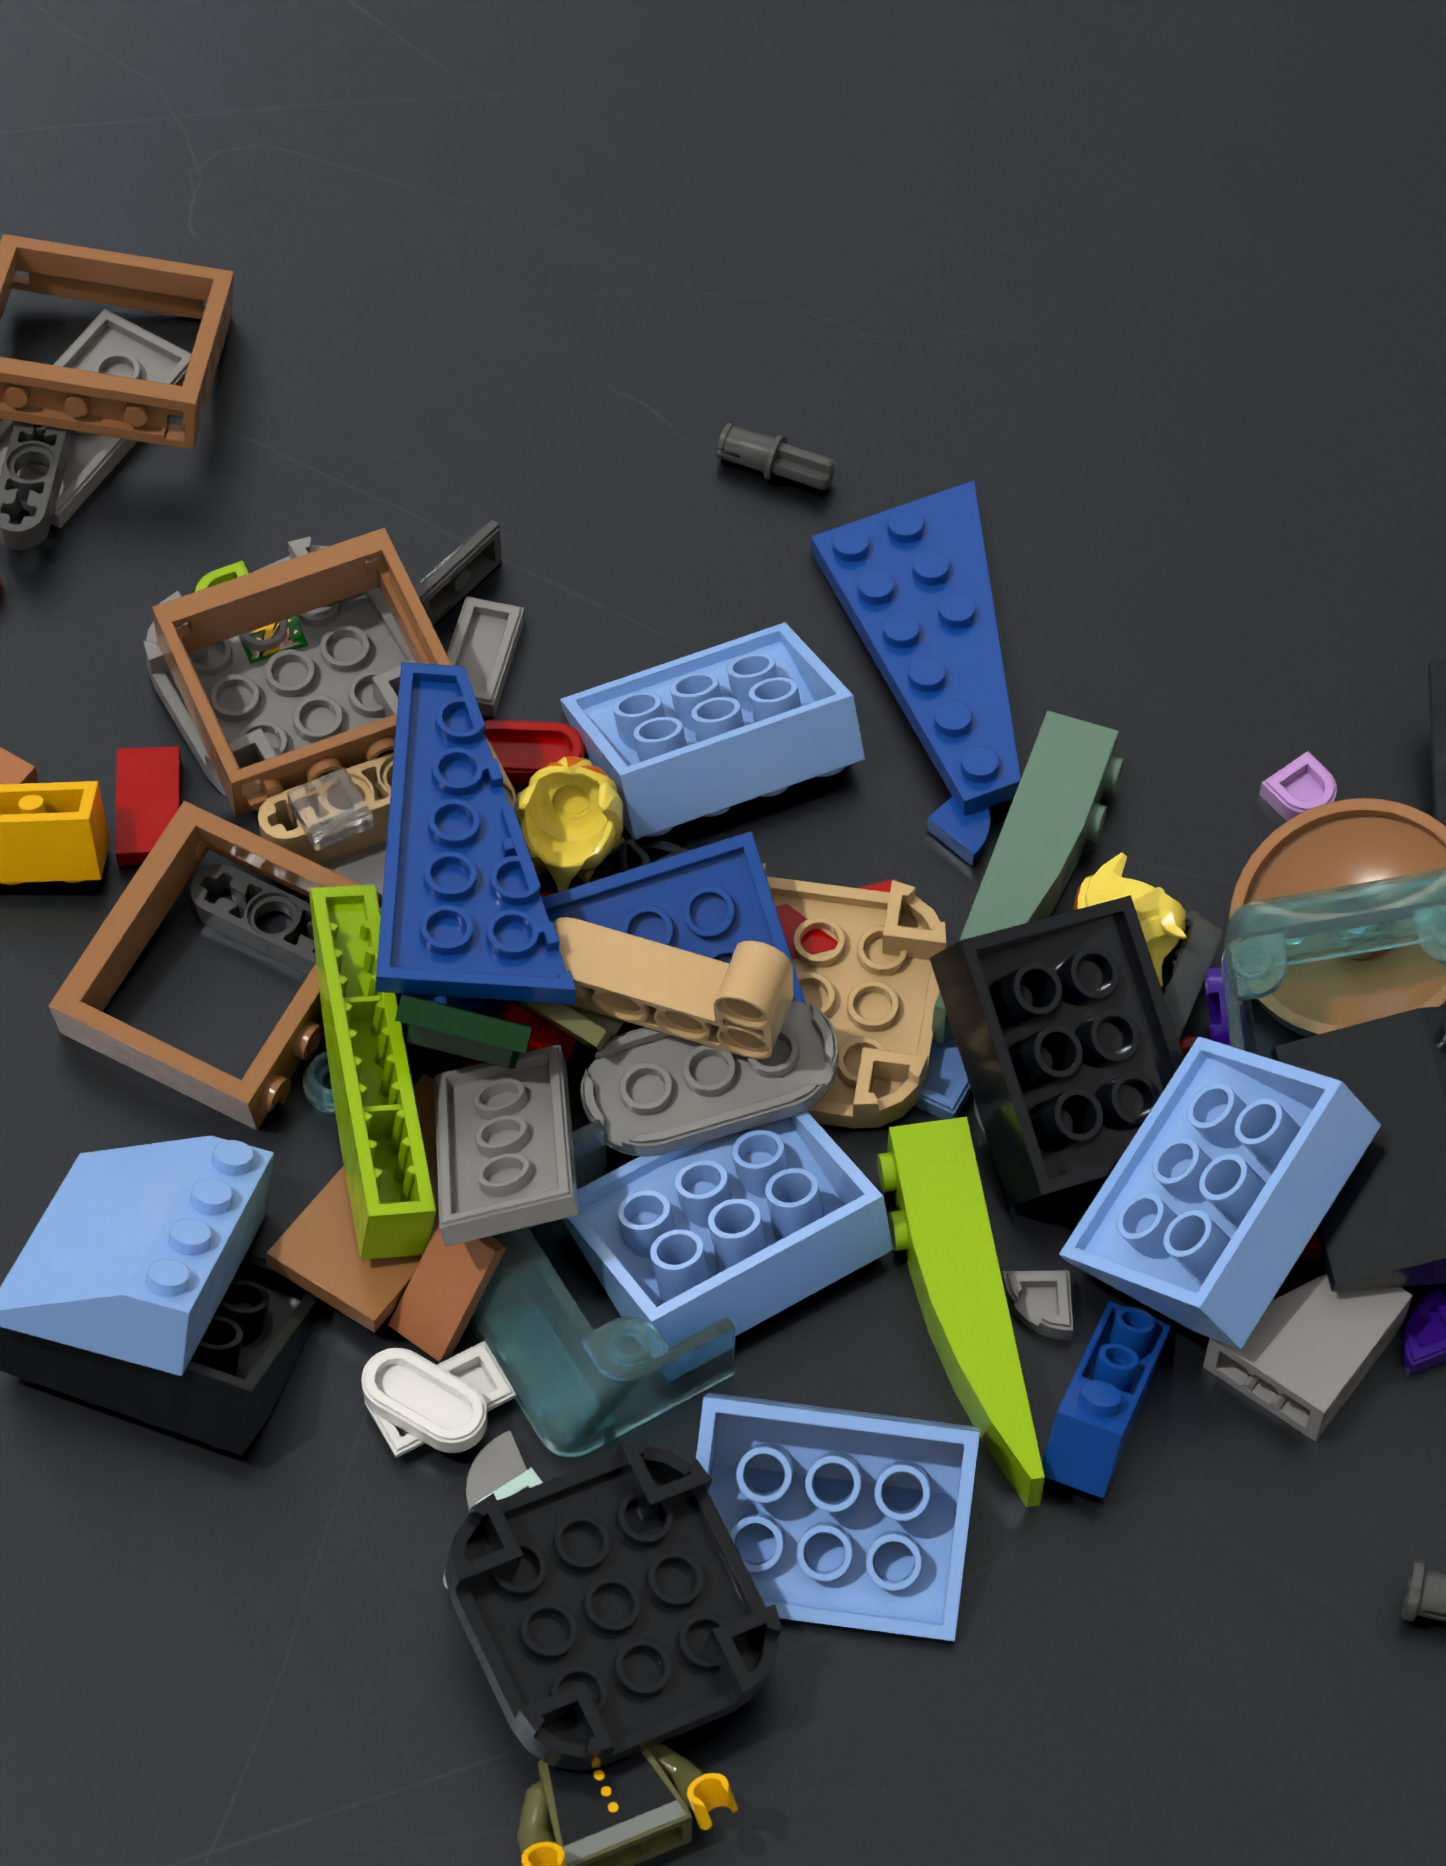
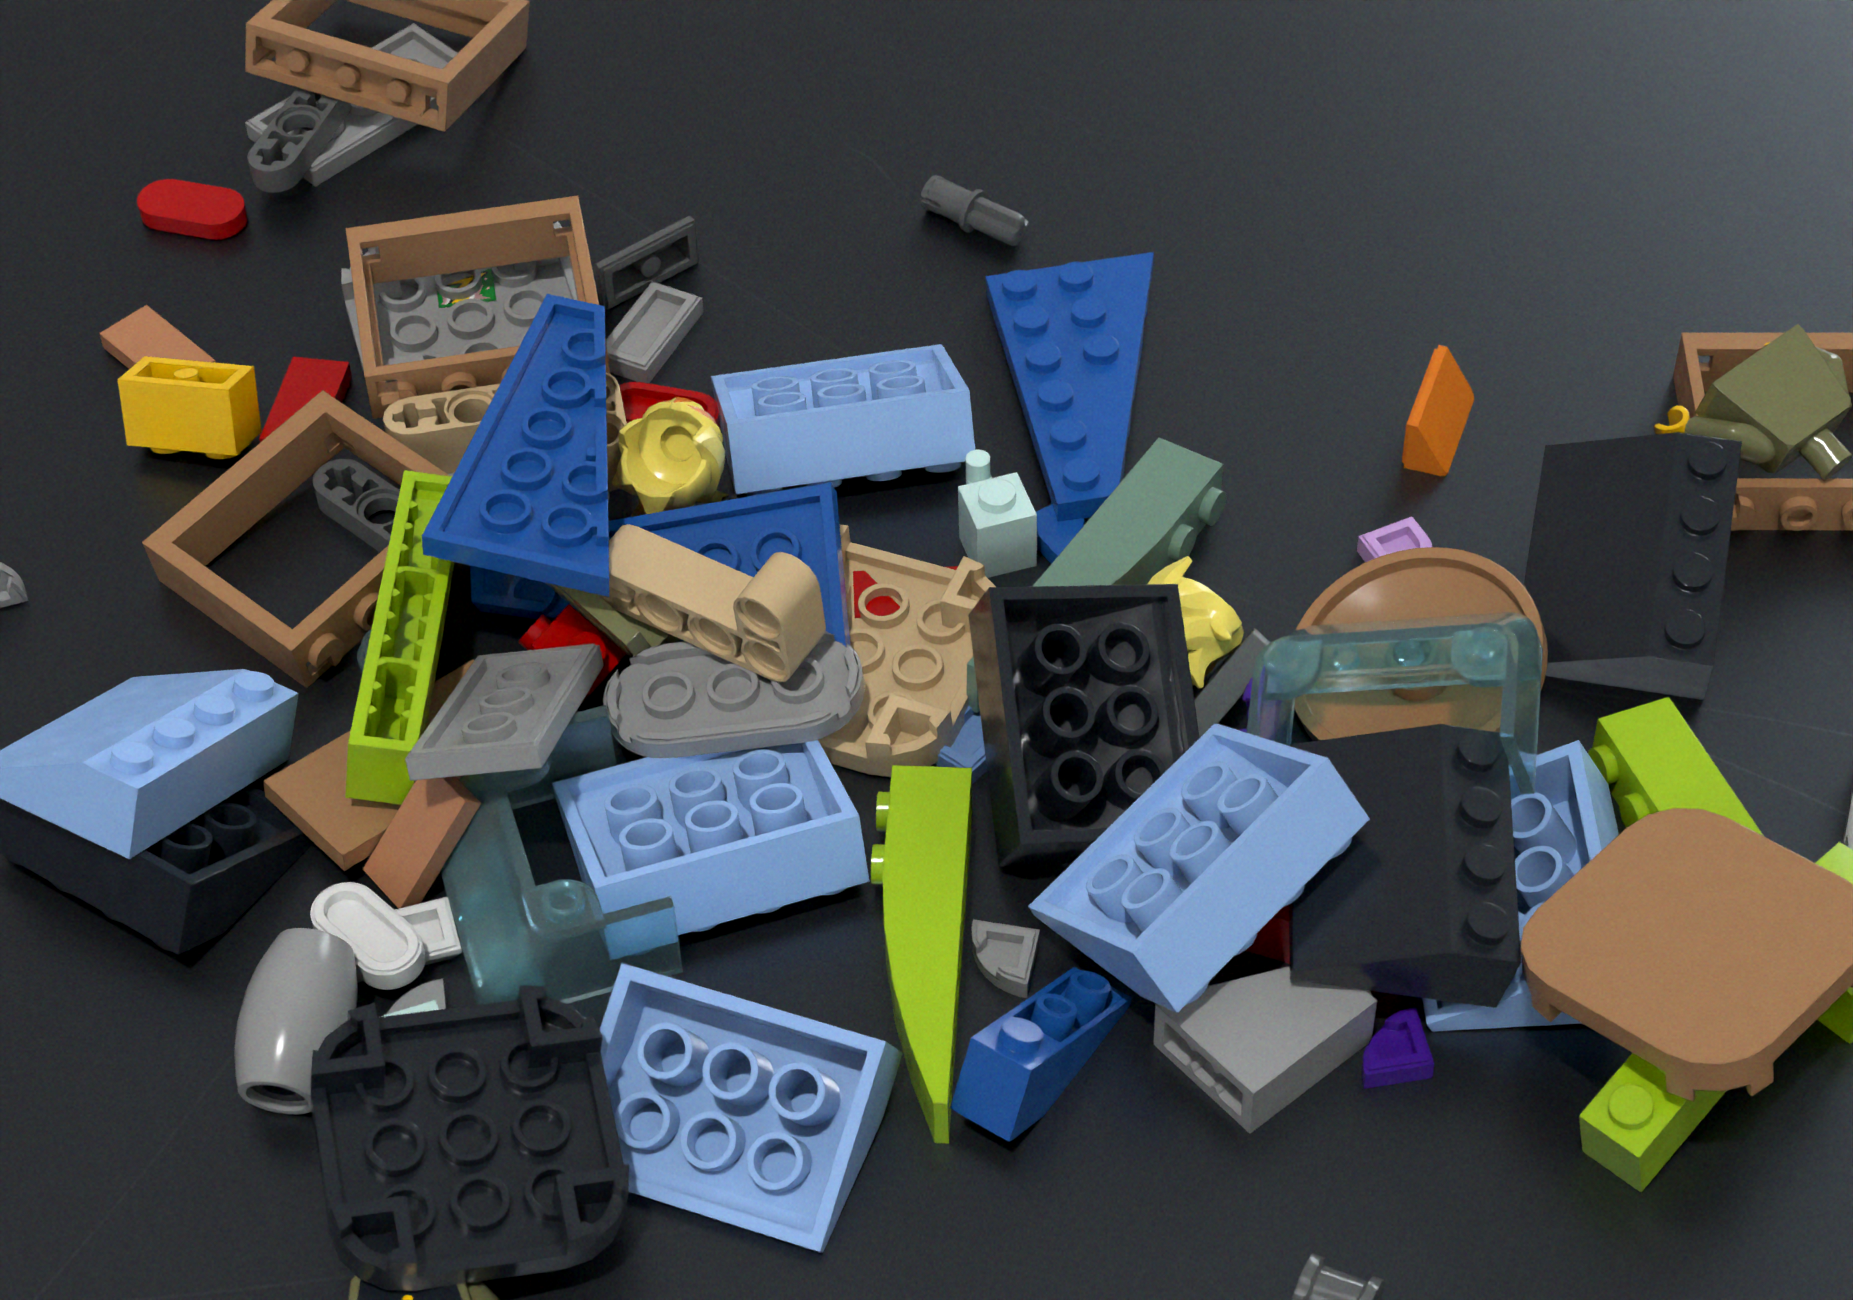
camera: 15 degrees right, 10 degrees down
(330, 809) = (448, 412): clear tile -> none
(389, 1507) = (286, 1013): none -> light grey piece
(462, 1031) = (499, 606): dark green slope -> none
(904, 826) = (996, 518): none -> light aqua brick
(1305, 631) = (1437, 416): none -> orange slope

